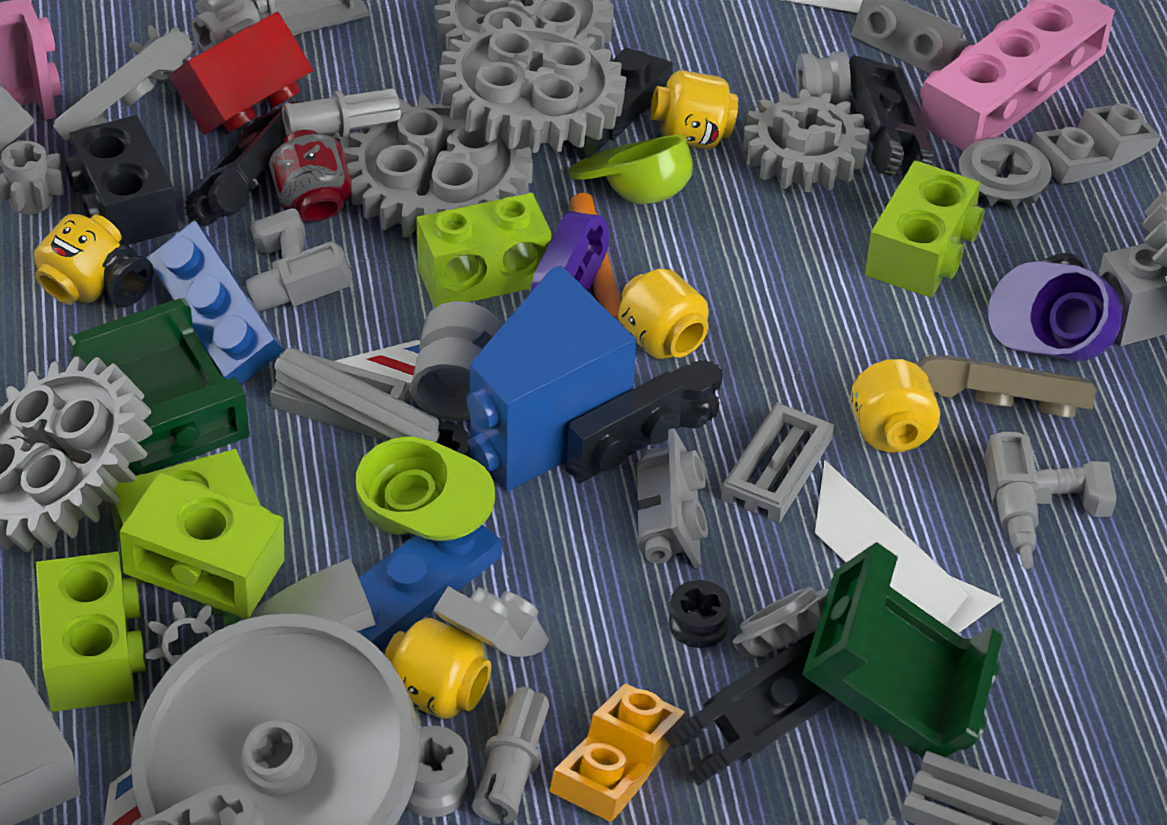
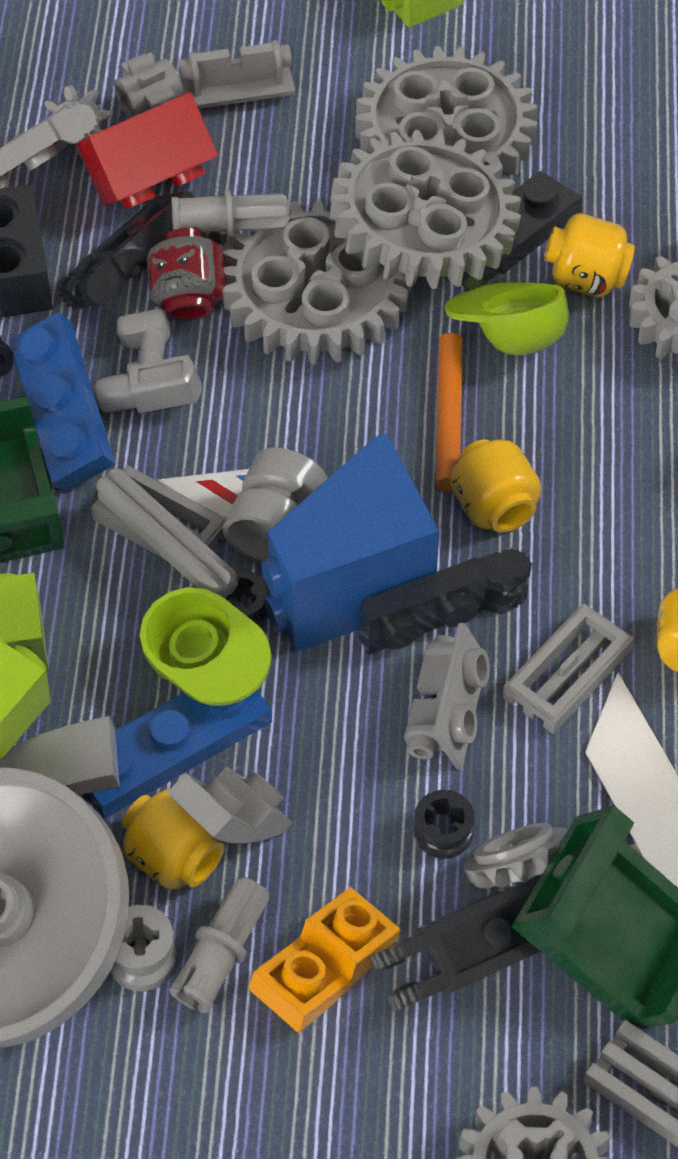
camera: 15 degrees right, 10 degrees up
(481, 249) = (334, 385): lime brick -> none
(578, 246) = (419, 410): dark purple beam -> none

